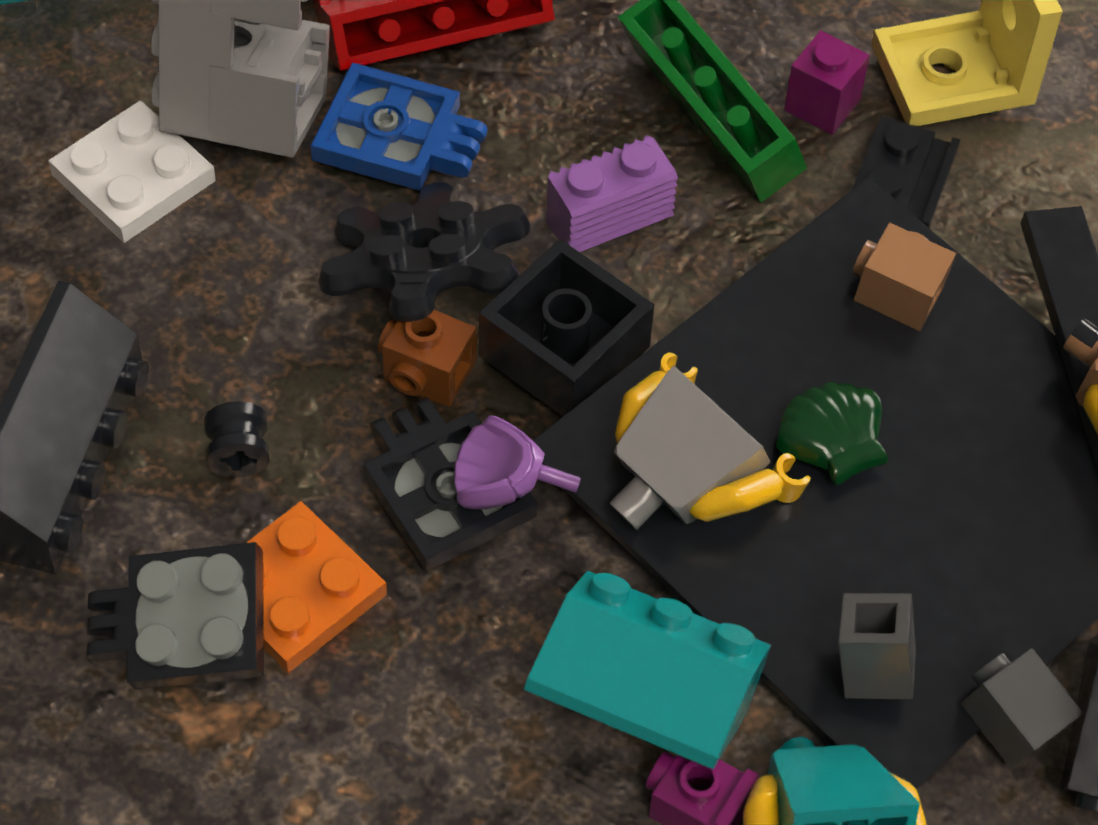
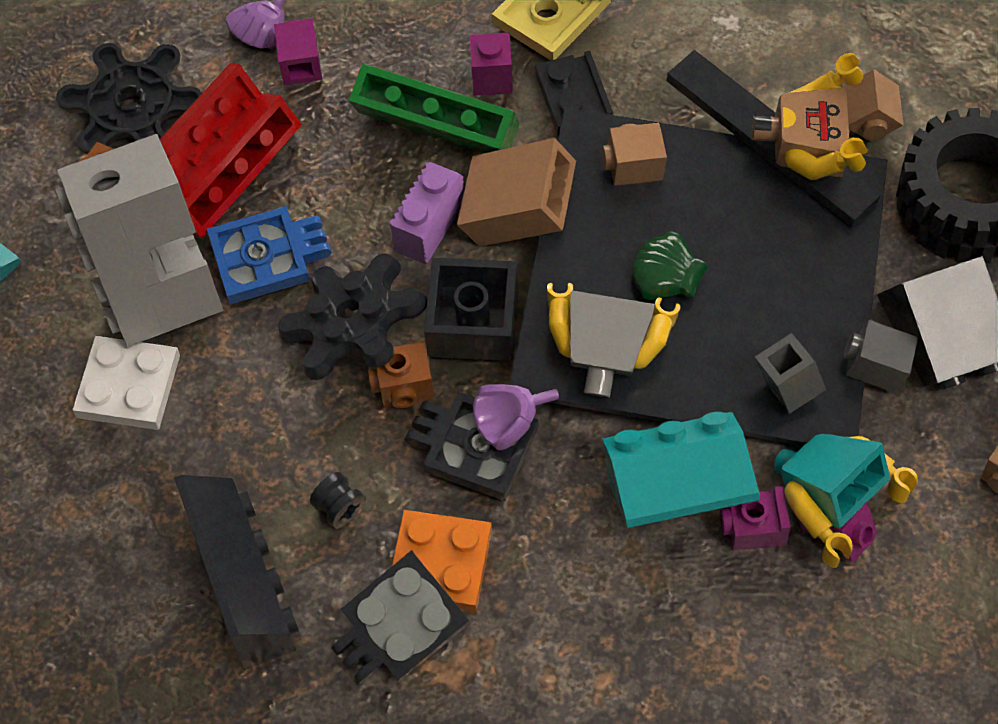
camera: 30 degrees left, 5 degrees up
(727, 234) = (517, 192): none -> medium nougat brick

